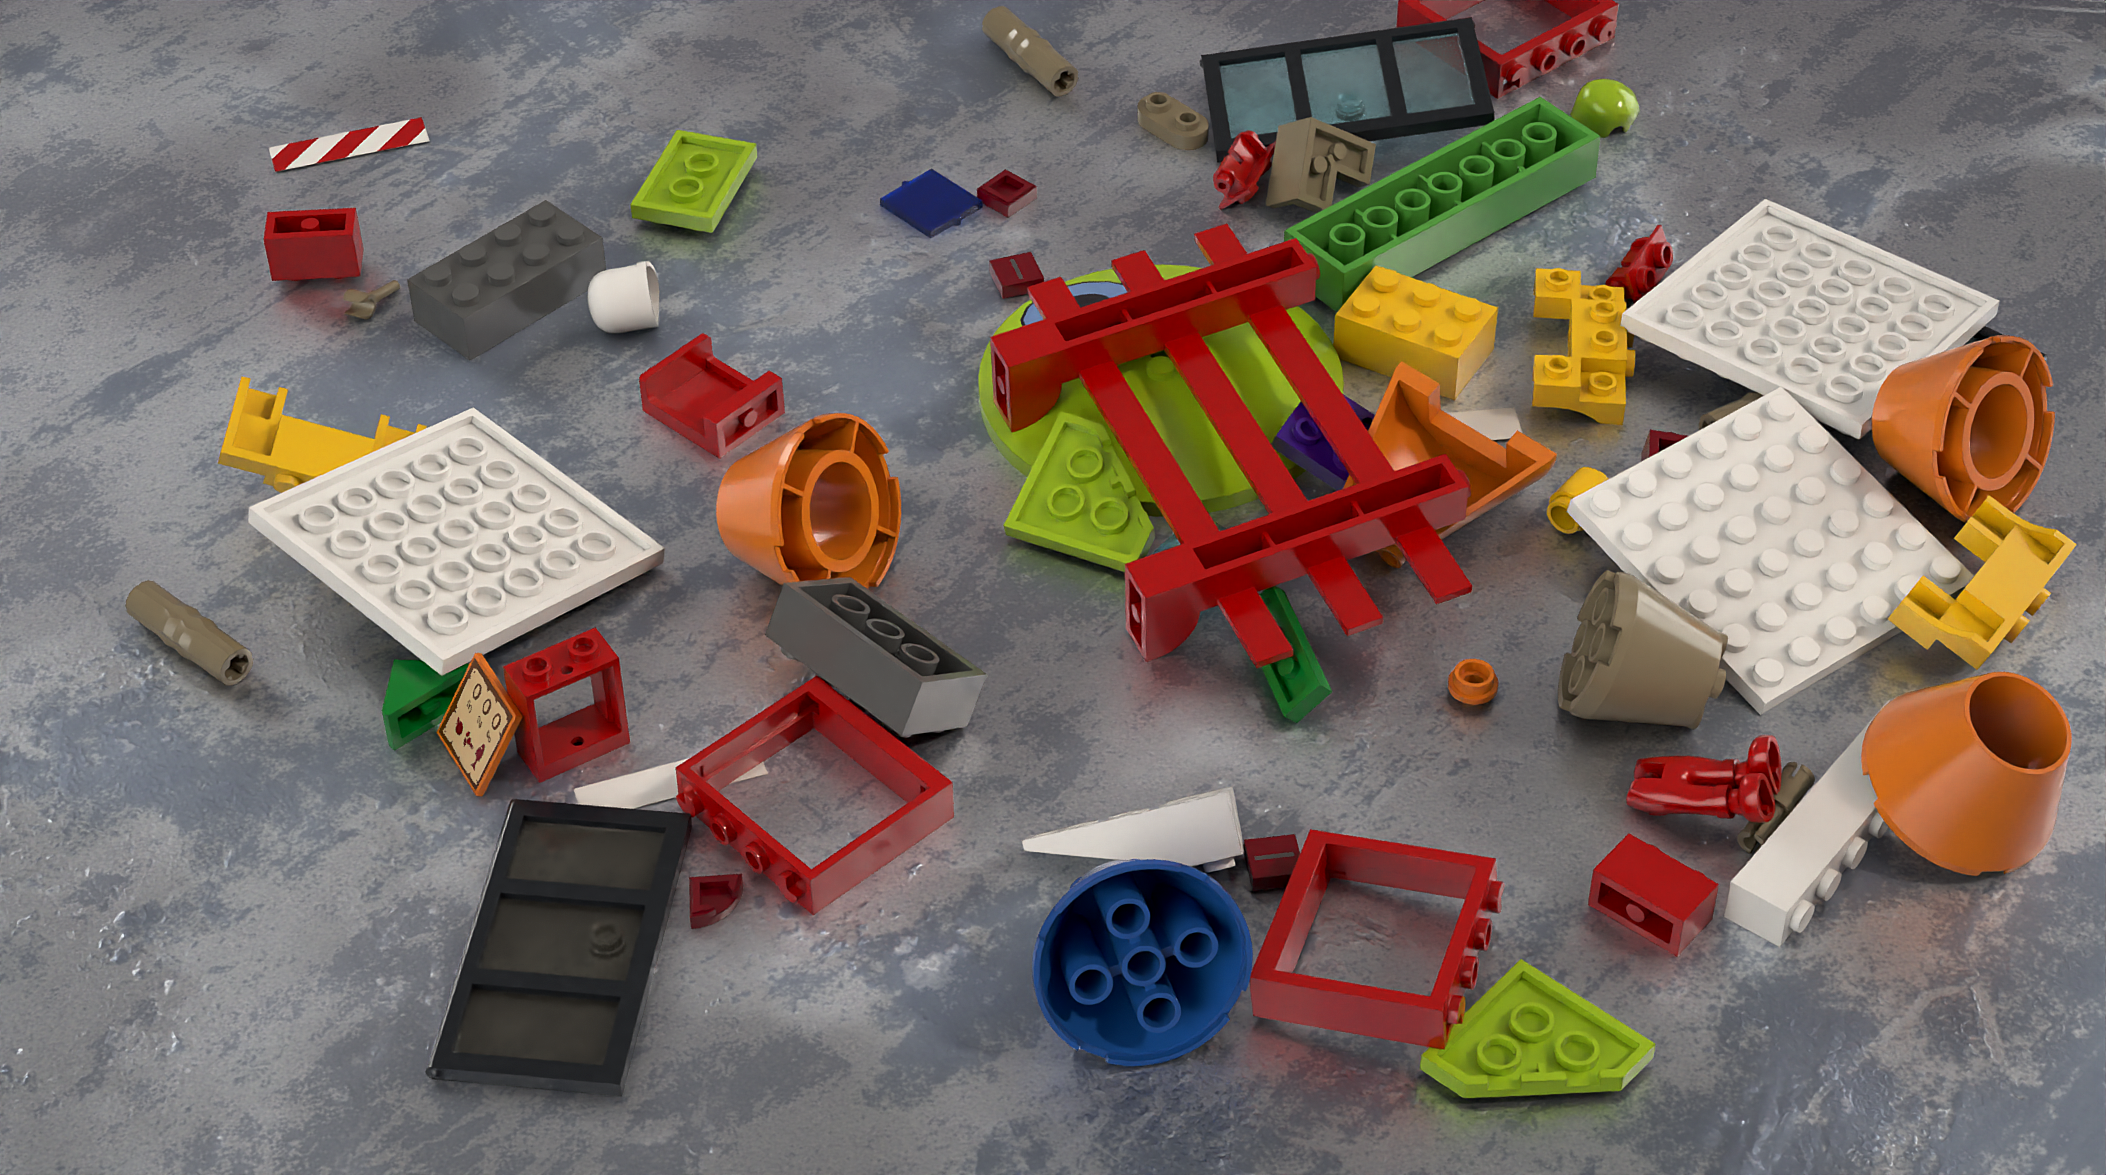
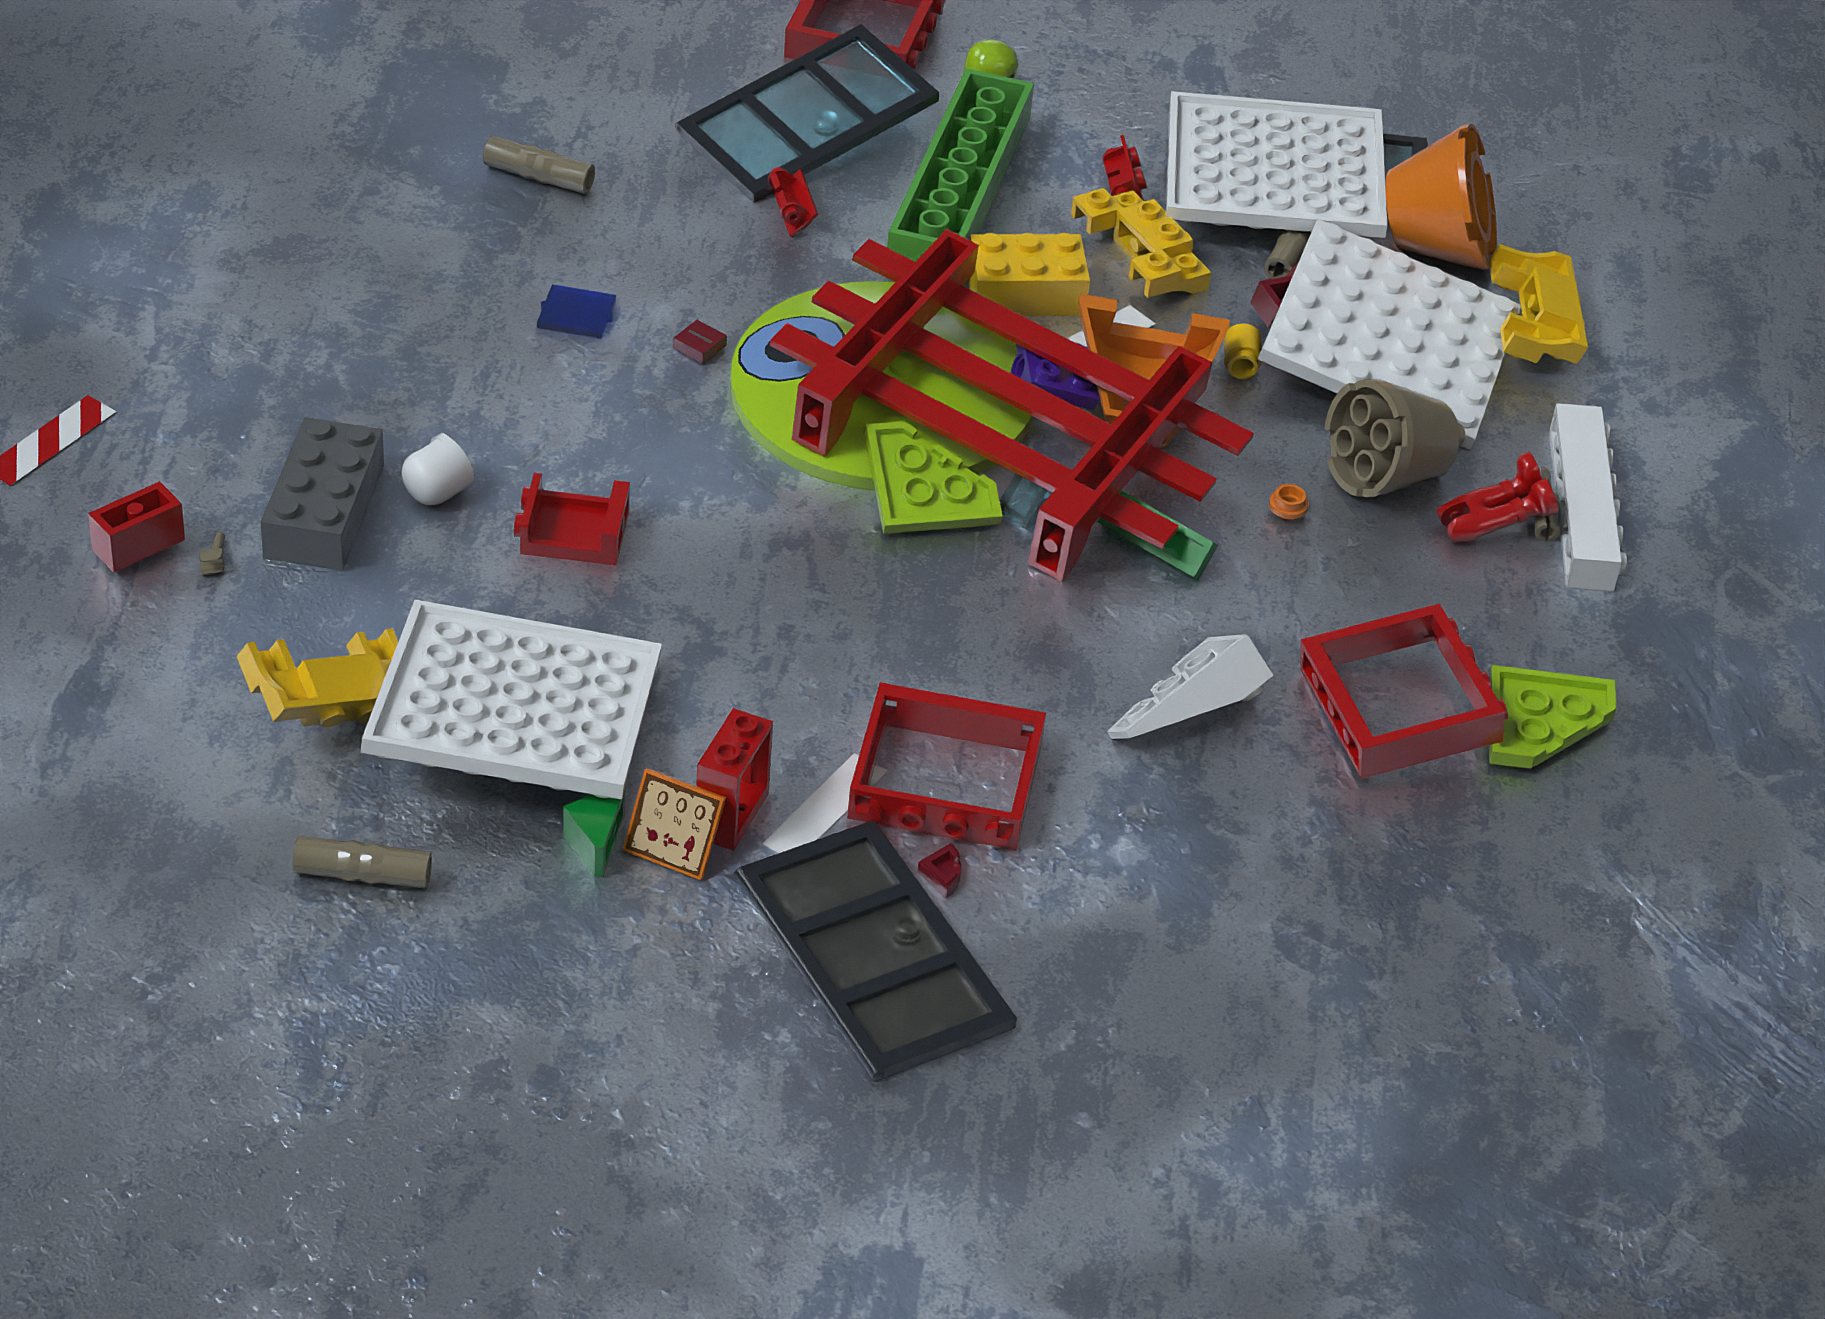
camera: 40 degrees left, 0 degrees up
(694, 181) = (382, 361): lime plate -> none
(814, 504) = (763, 568): orange cone -> none
(875, 656) = (906, 651): dark grey brick -> none
(1007, 193) = (628, 282): dark red tile -> none
(1141, 961) = (1290, 761): blue cone -> none
(1172, 121) = (695, 182): dark tan plate -> none
(1270, 860) = (1286, 677): dark red tile -> none
(1310, 159) = (841, 177): dark tan panel -> none
(1653, 894) = (1526, 589): red brick -> none
(1970, 770) = (1650, 420): orange cone -> none

